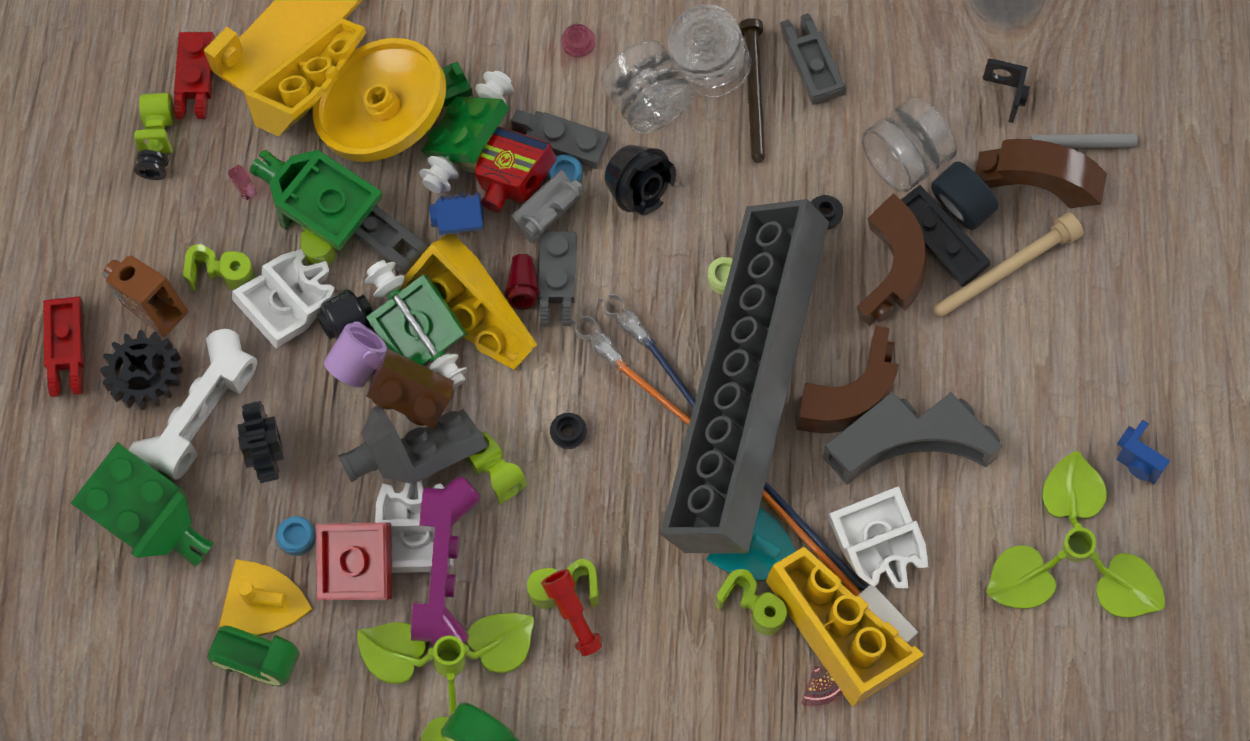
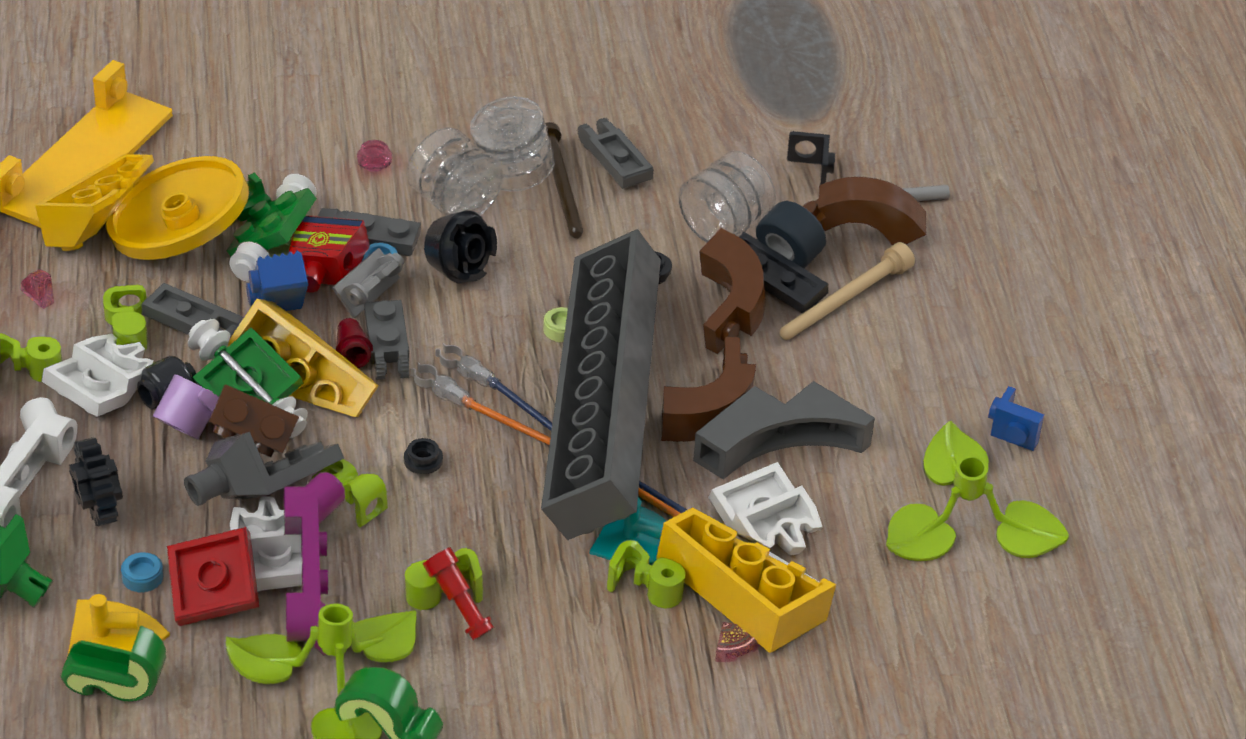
camera: 15 degrees left, 25 degrees down
(317, 194) = (123, 277): green plate -> none

